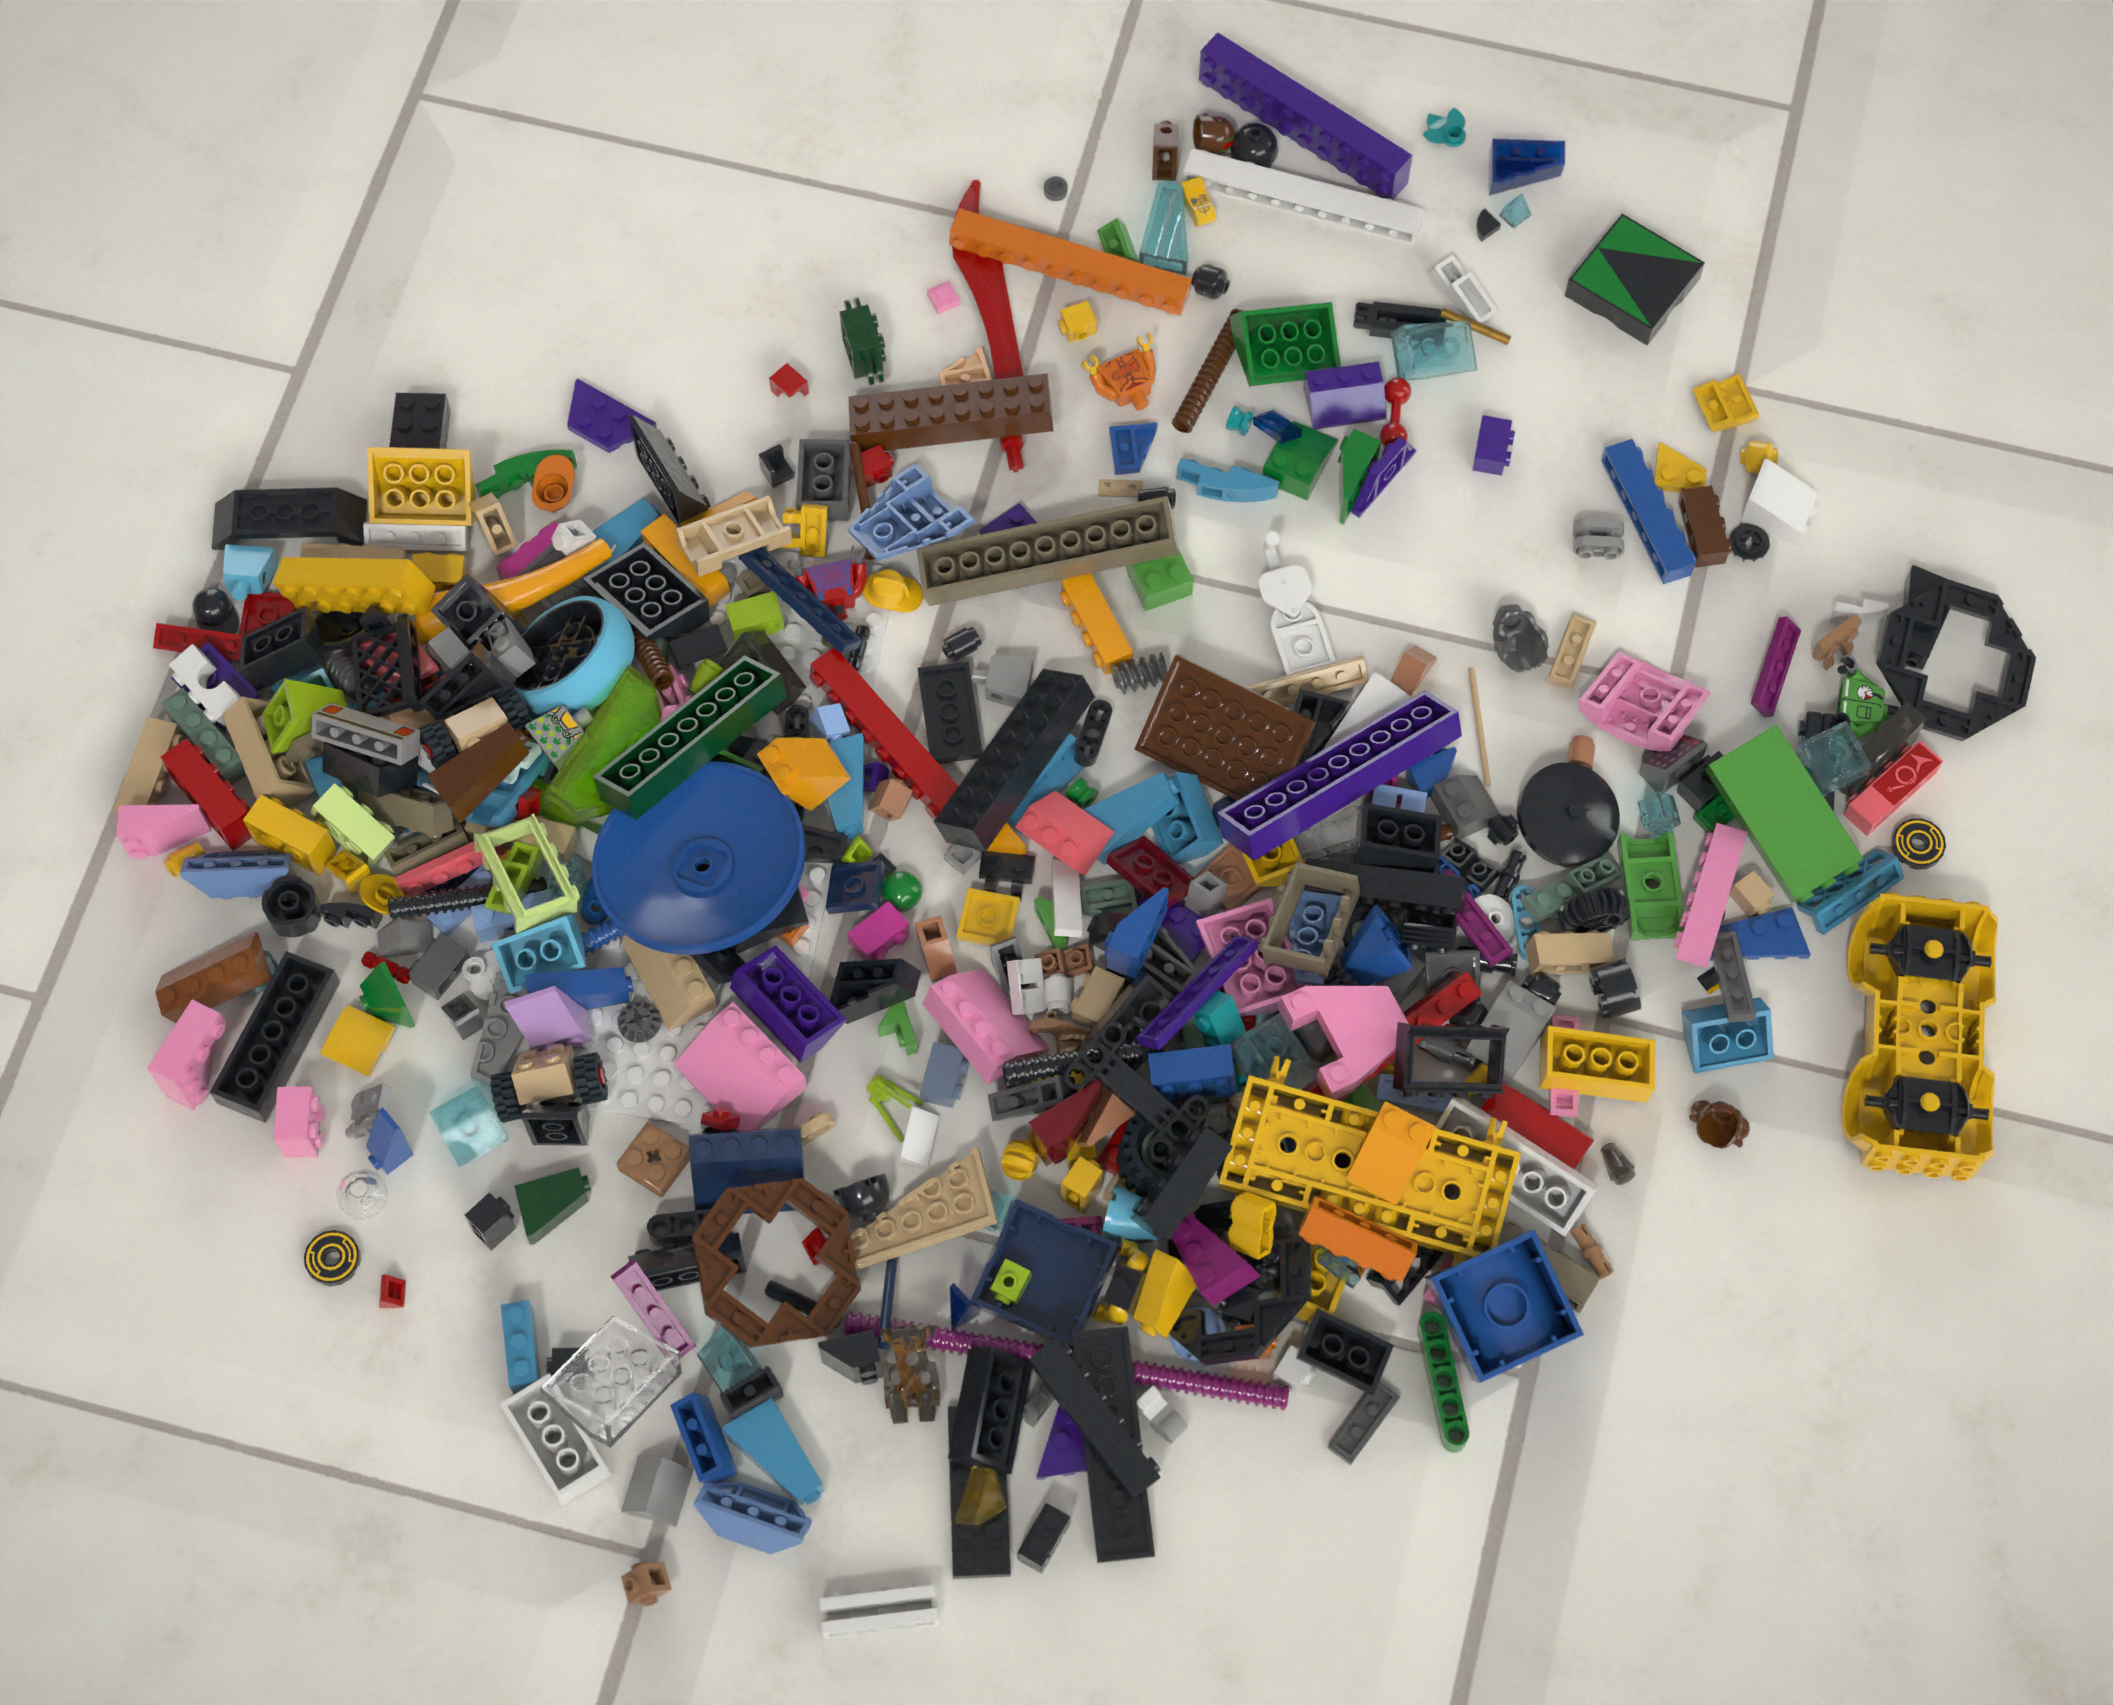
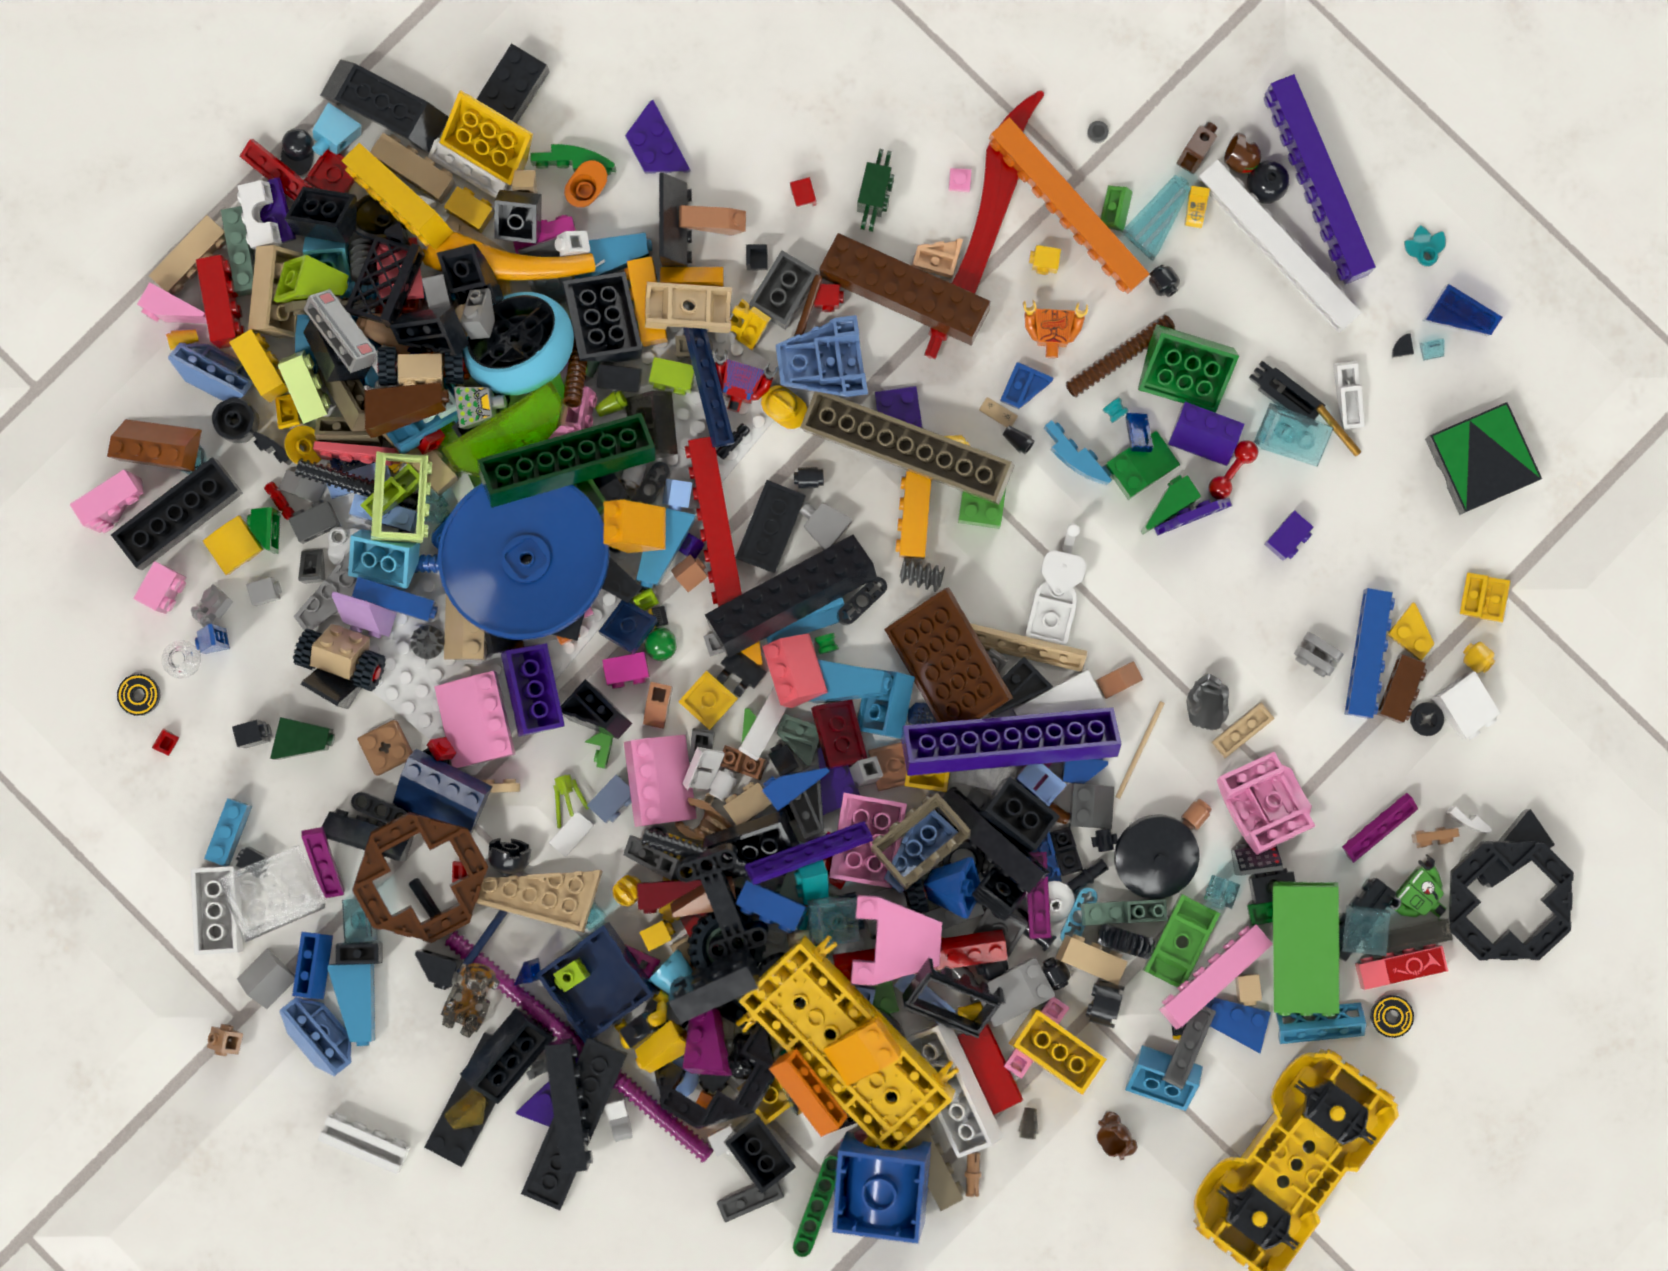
camera: 30 degrees right, 20 degrees up
(421, 1067) = (264, 591): none -> light grey brick
(468, 1126) = (273, 652): clear light blue slope -> none
(498, 539) = (517, 216): none -> black brick
(711, 448) = (713, 219): none -> nougat slope
(1043, 1538) = (495, 1157): black brick -> none
(1252, 1225) = (743, 1042): yellow brick -> none

